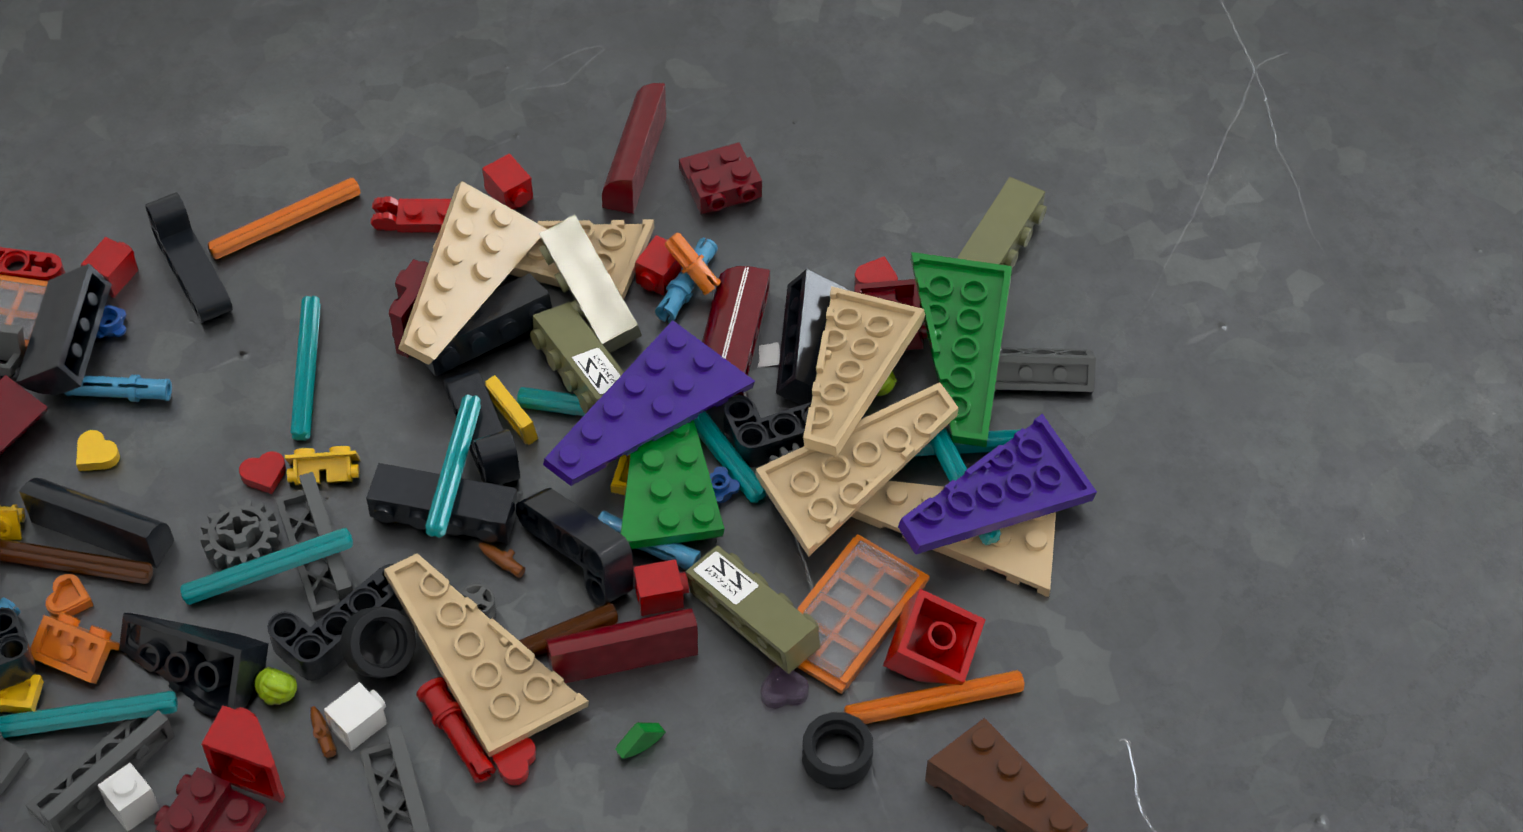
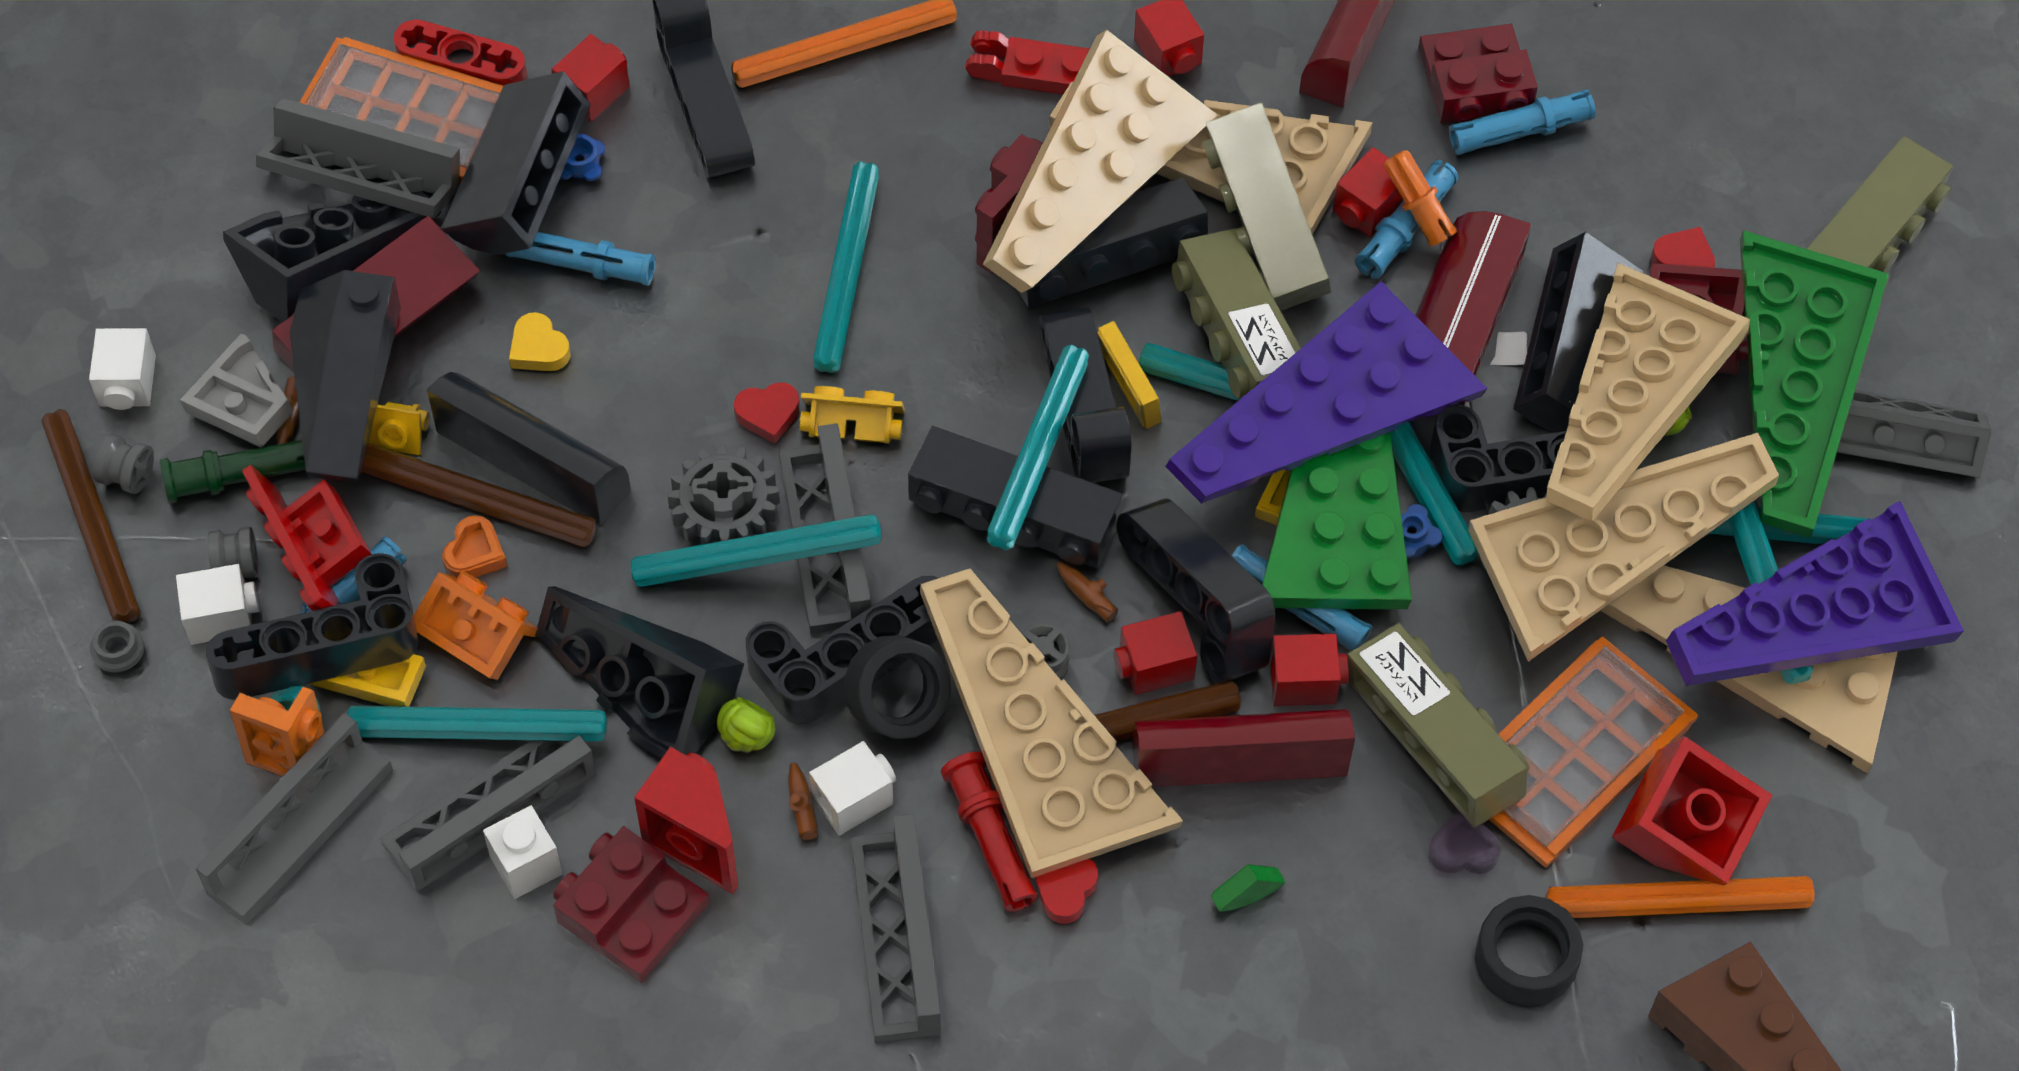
camera: 10 degrees right, 5 degrees up
(555, 592) = (1156, 653): none -> red brick
(767, 200) = (1536, 118): none -> dark azure pin

